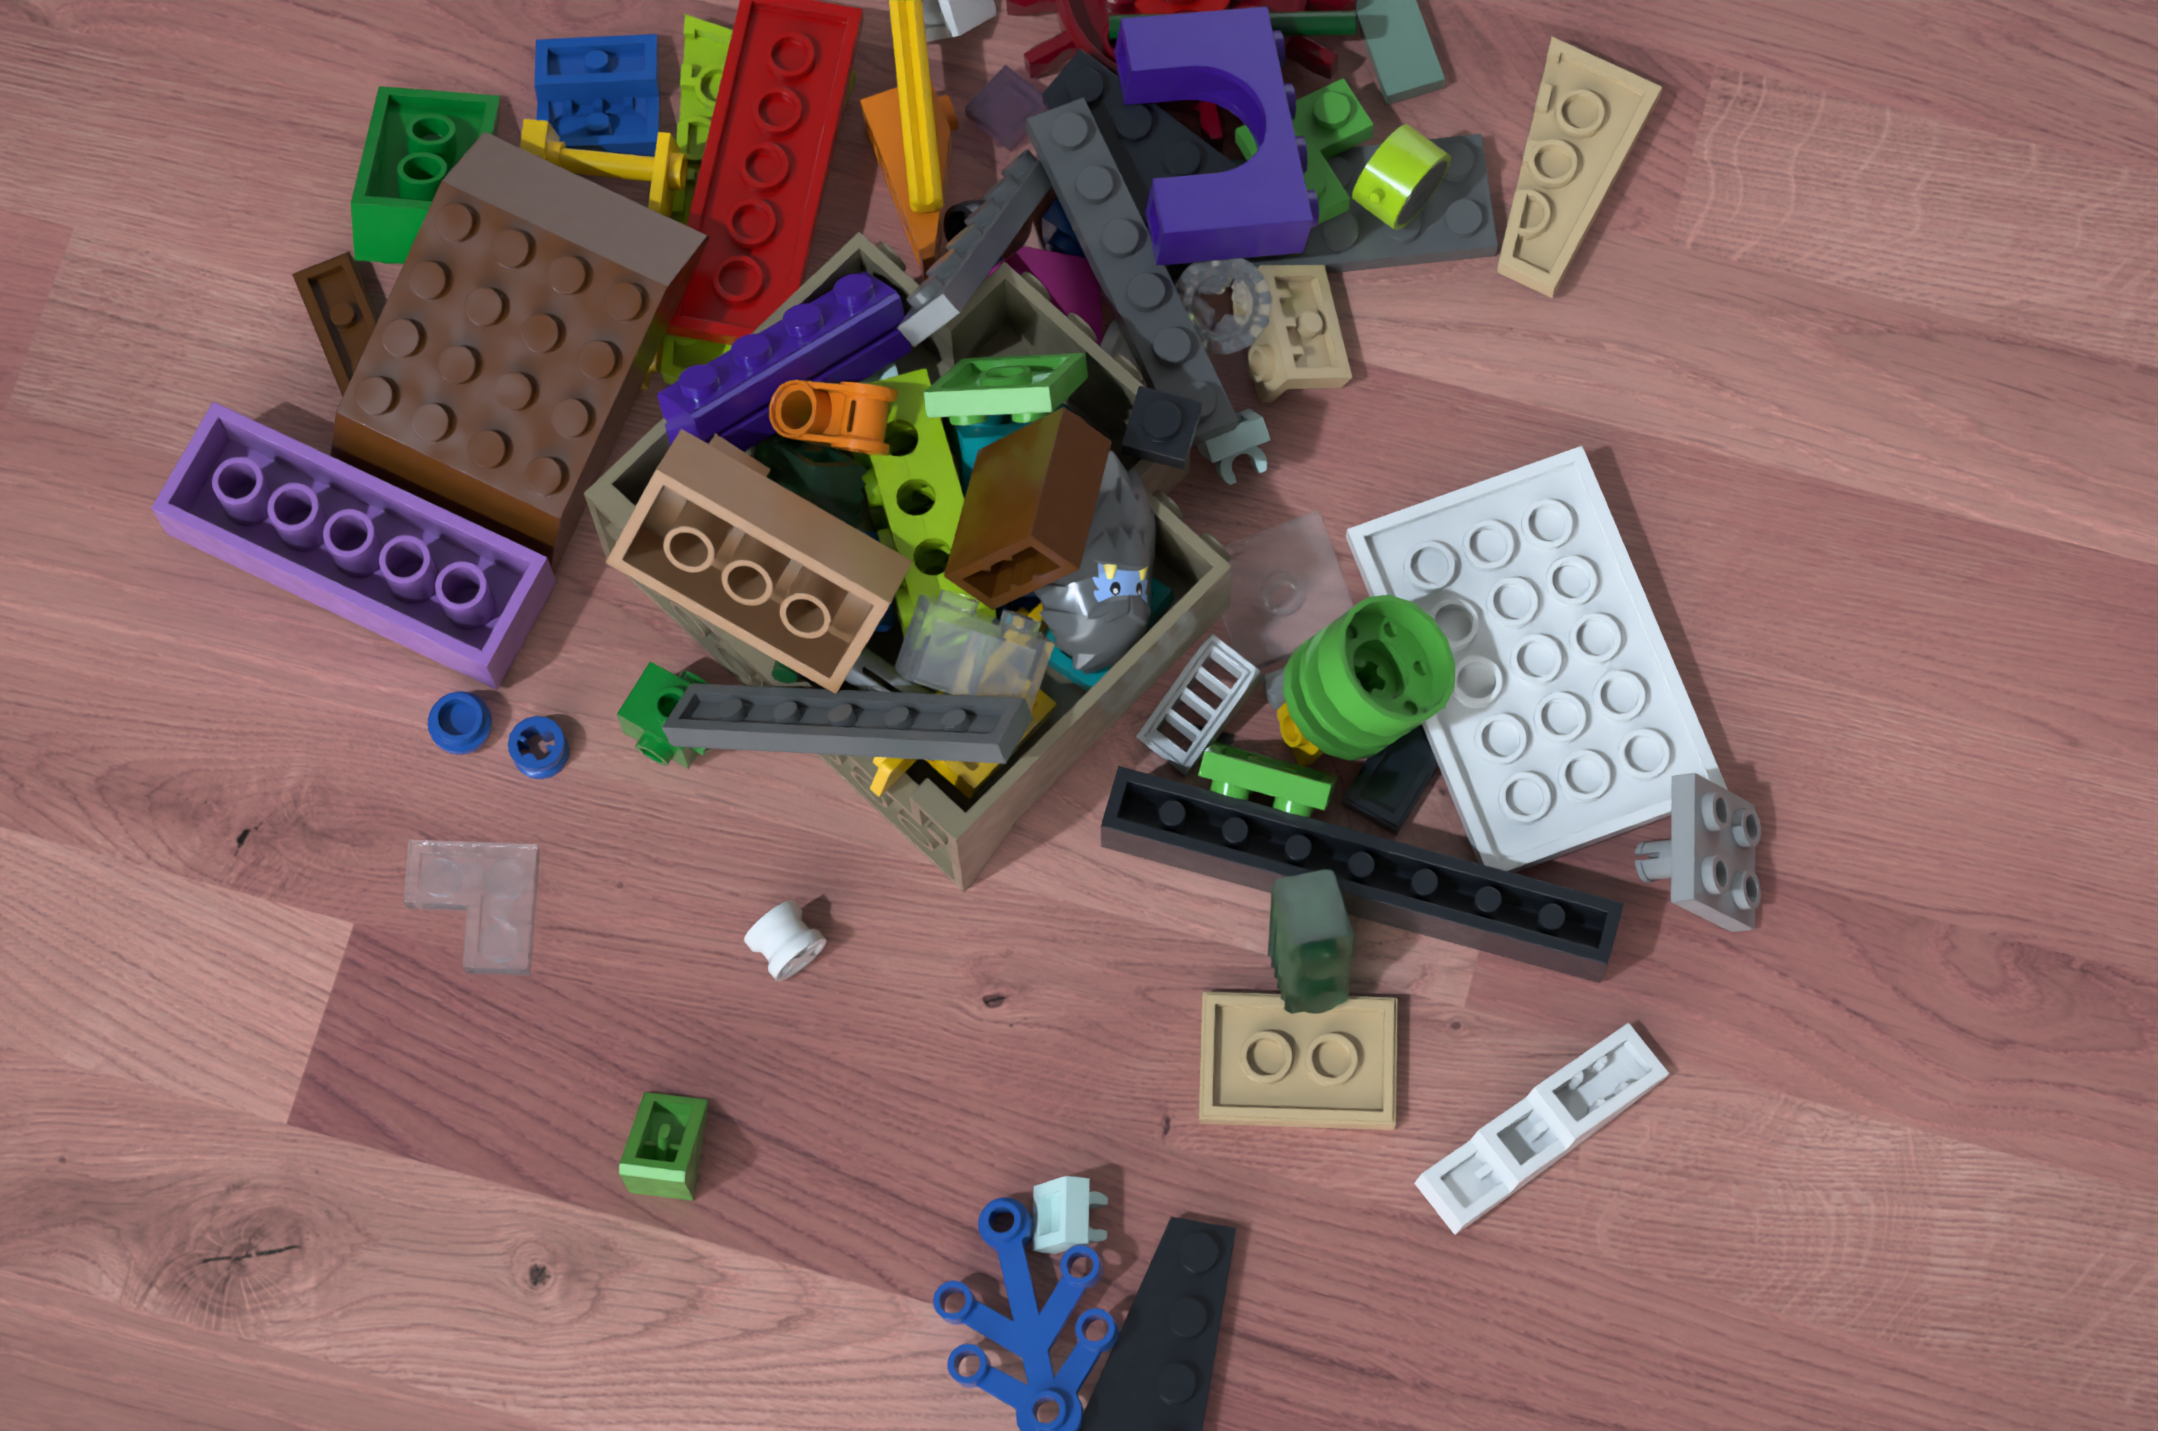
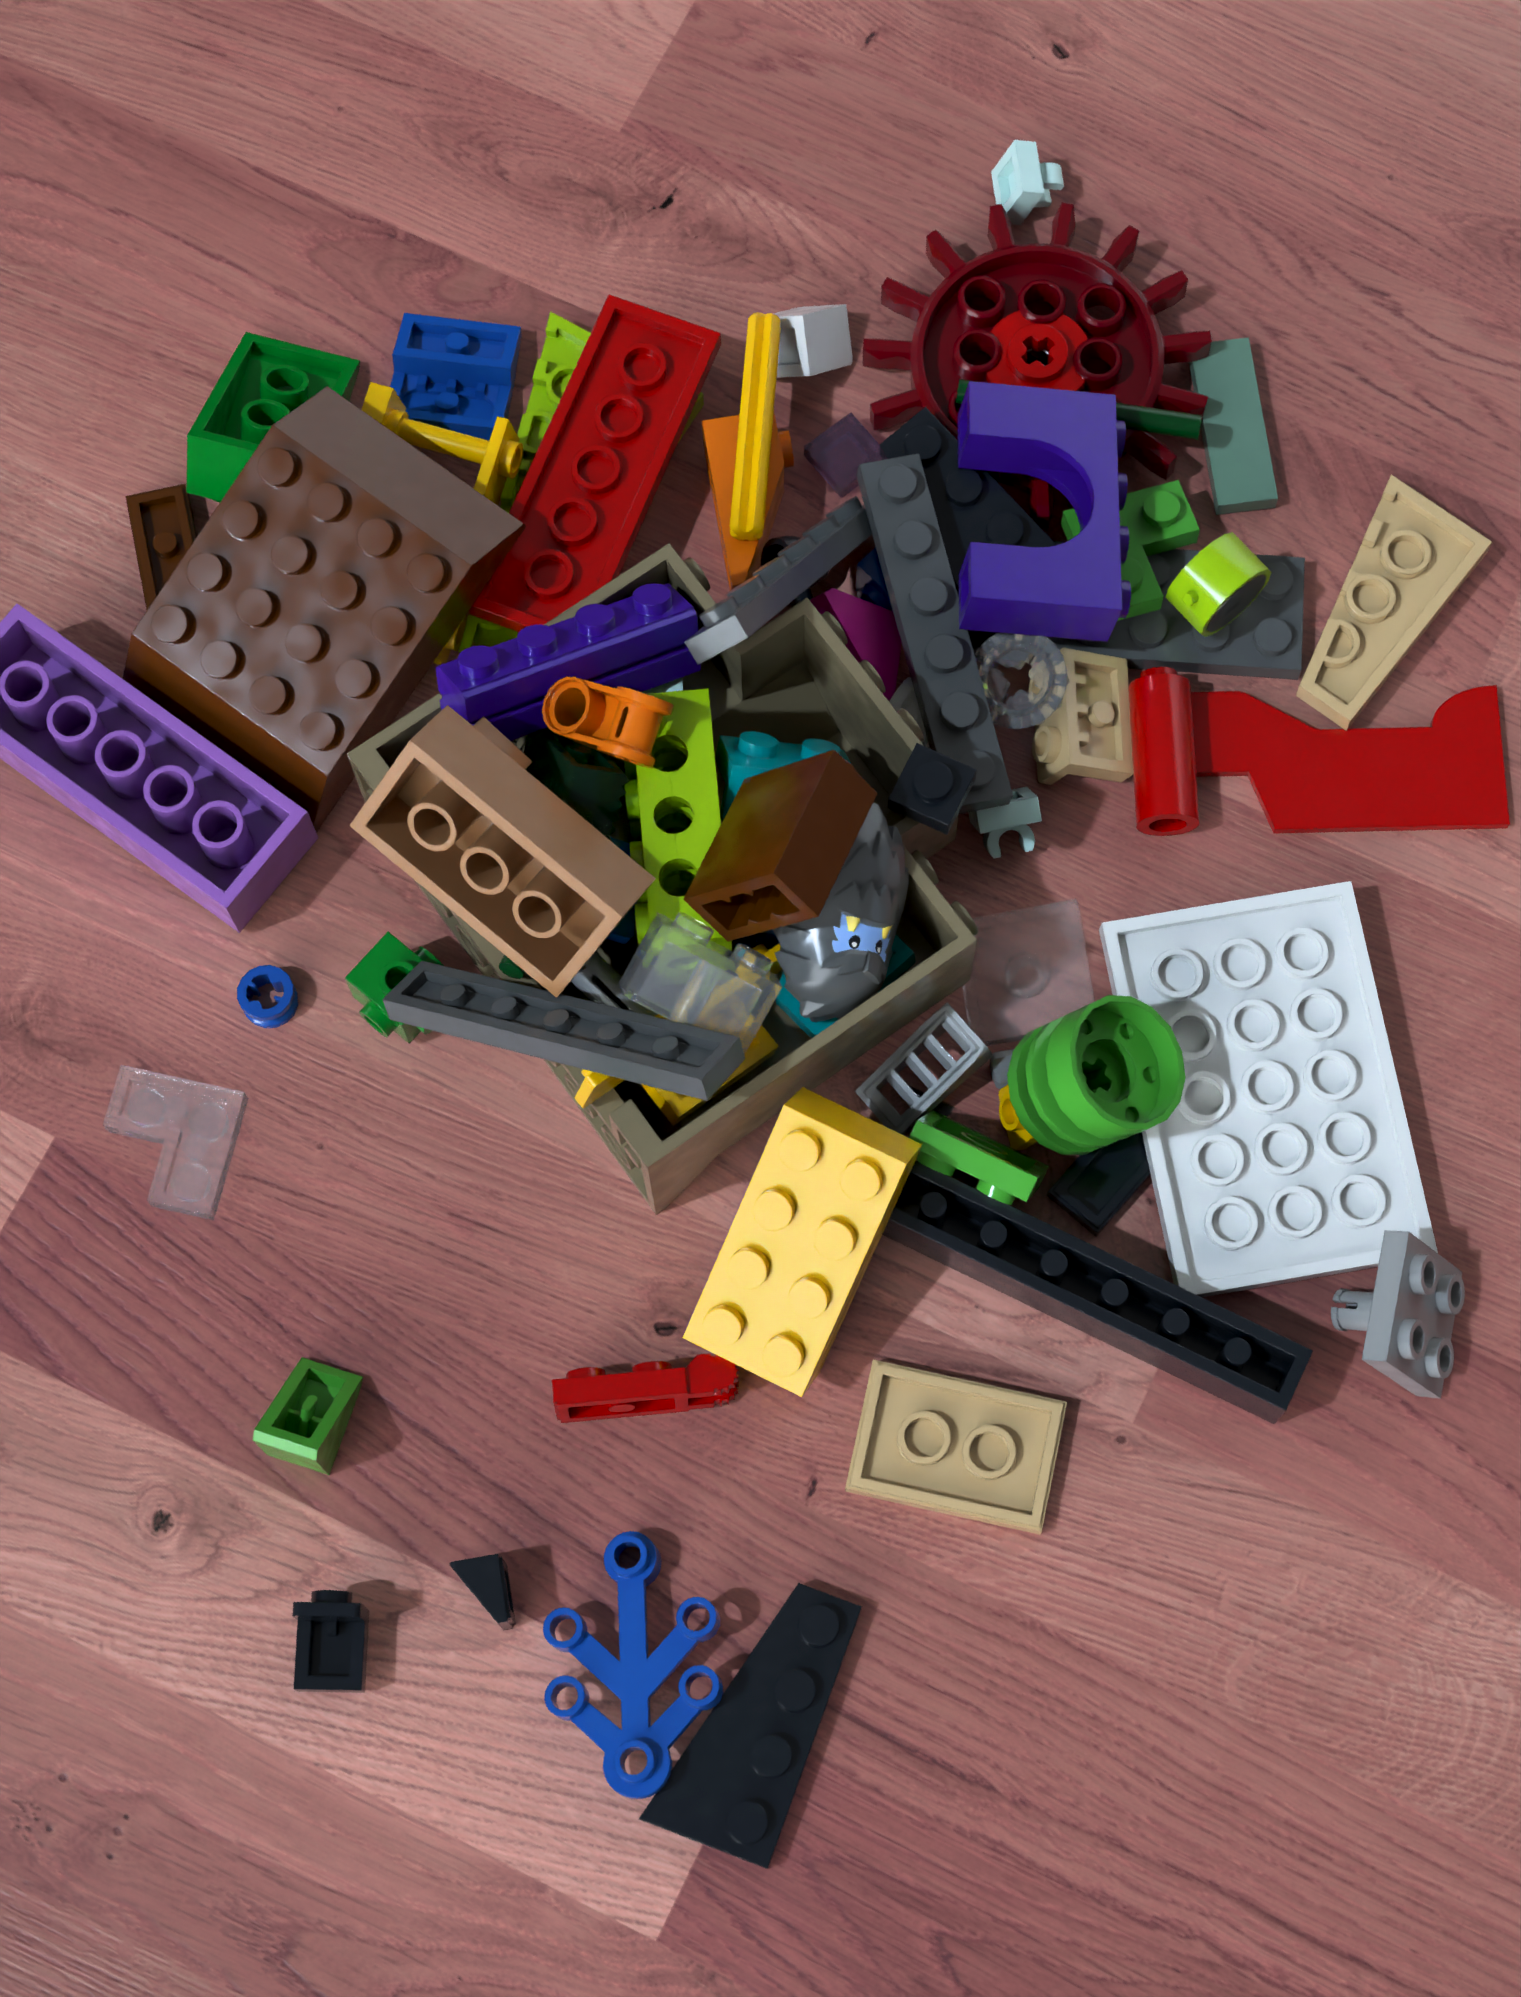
camera: 10 degrees right, 0 degrees up
(460, 723) = (196, 958): blue plate -> none
(730, 1356) = (331, 1643): none -> black bracket
(785, 940) = (468, 1232): white wheel -> none
(871, 1273) = (490, 1583): none -> black slope
(988, 1061) = (647, 1390): none -> red hinge
(1011, 385) = (783, 719): bright green plate -> none
(1063, 1214) = (690, 1561): light aqua tile -> none
(1114, 887) = (801, 1240): none -> yellow brick
(1310, 942) = (988, 1332): clear green brick -> none
(1531, 348) = (1313, 776): none -> red door
(1541, 1128) = (1188, 1562): white slope -> none

